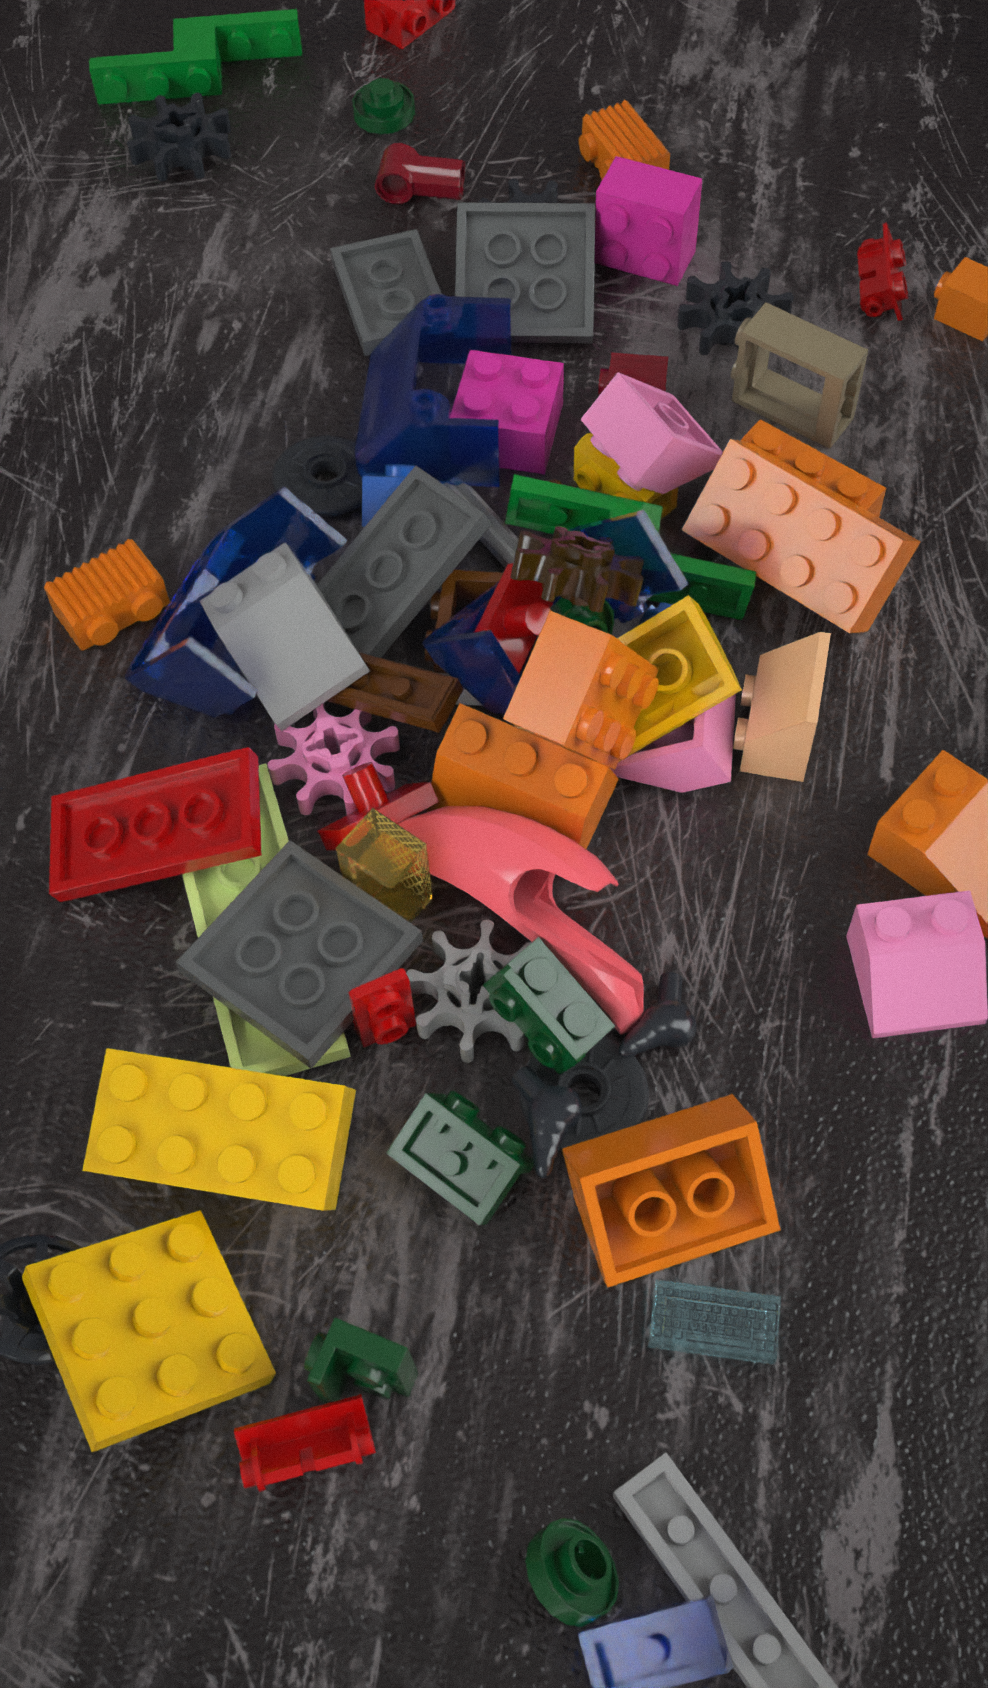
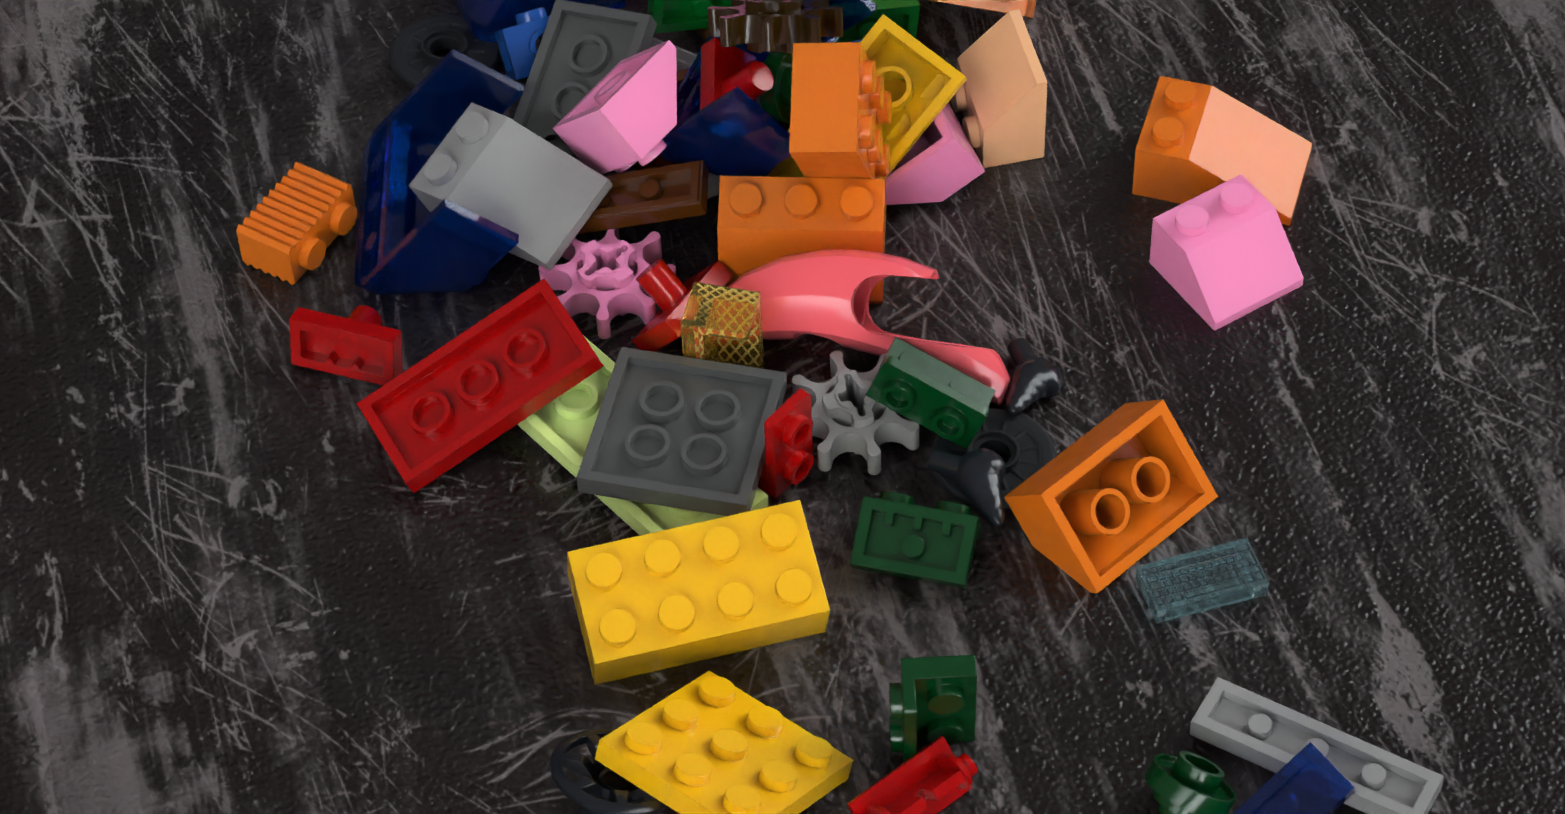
camera: 25 degrees left, 10 degrees down
(81, 734) = (346, 346): none -> red tile
(407, 606) = (625, 113): none -> bright pink slope

